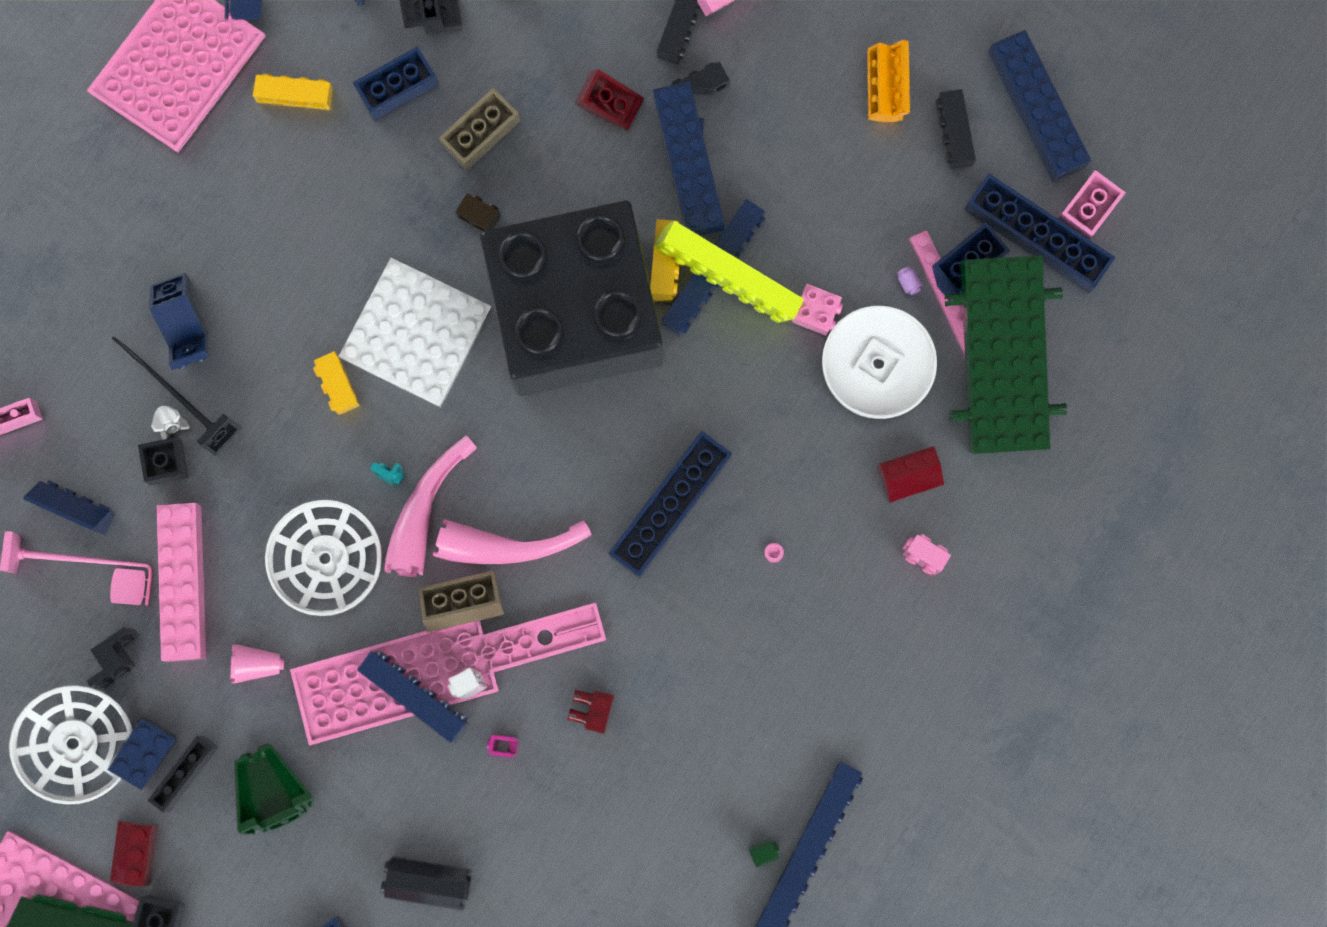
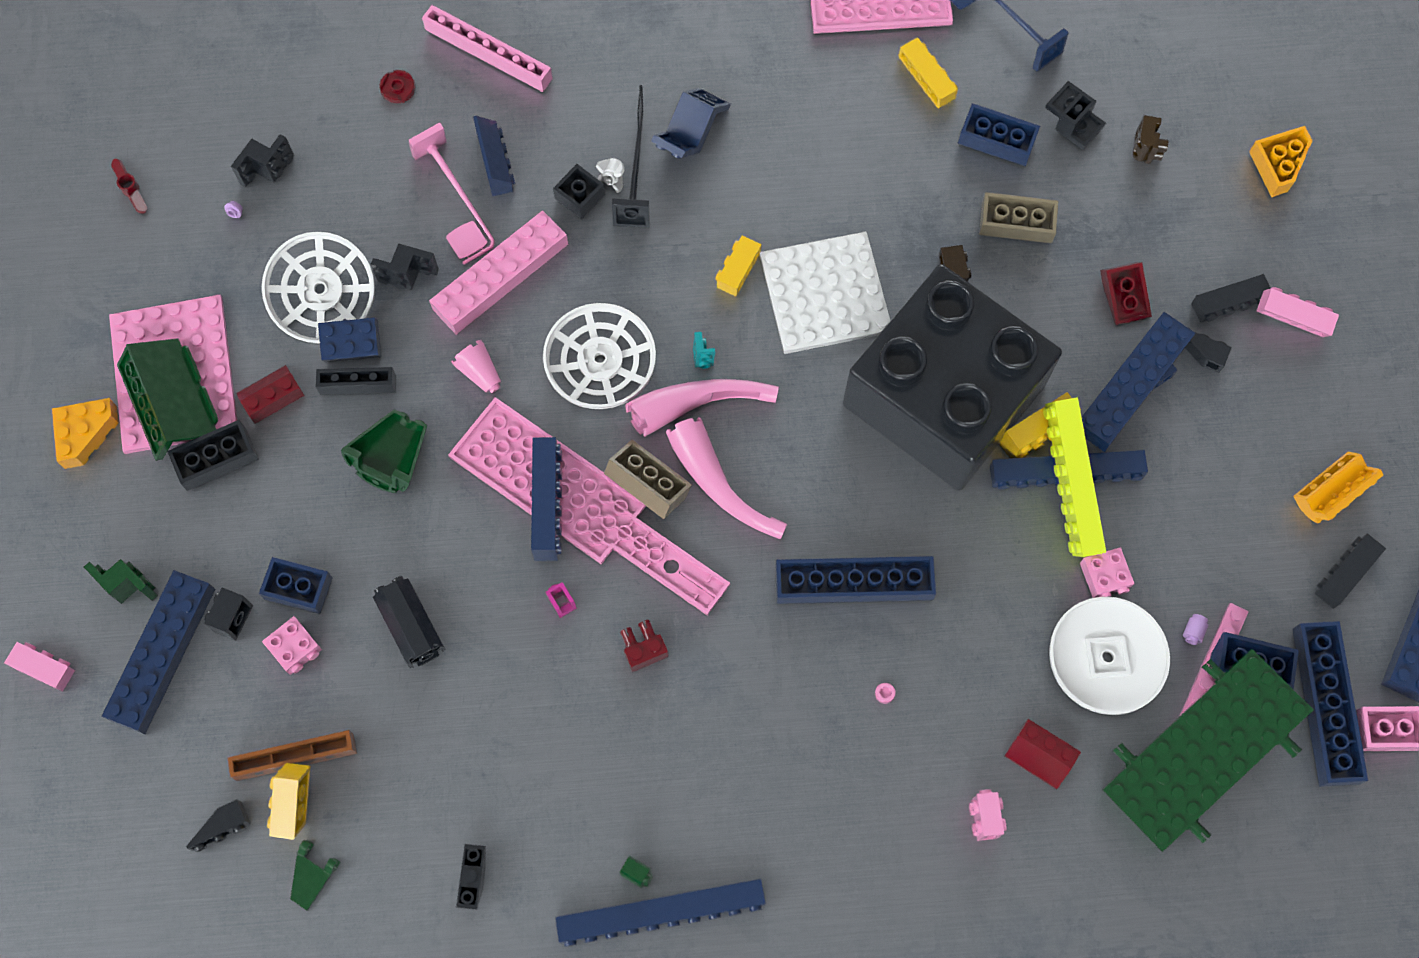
camera: 50 degrees right, 10 degrees down
(467, 684) = (587, 527): white brick -> none

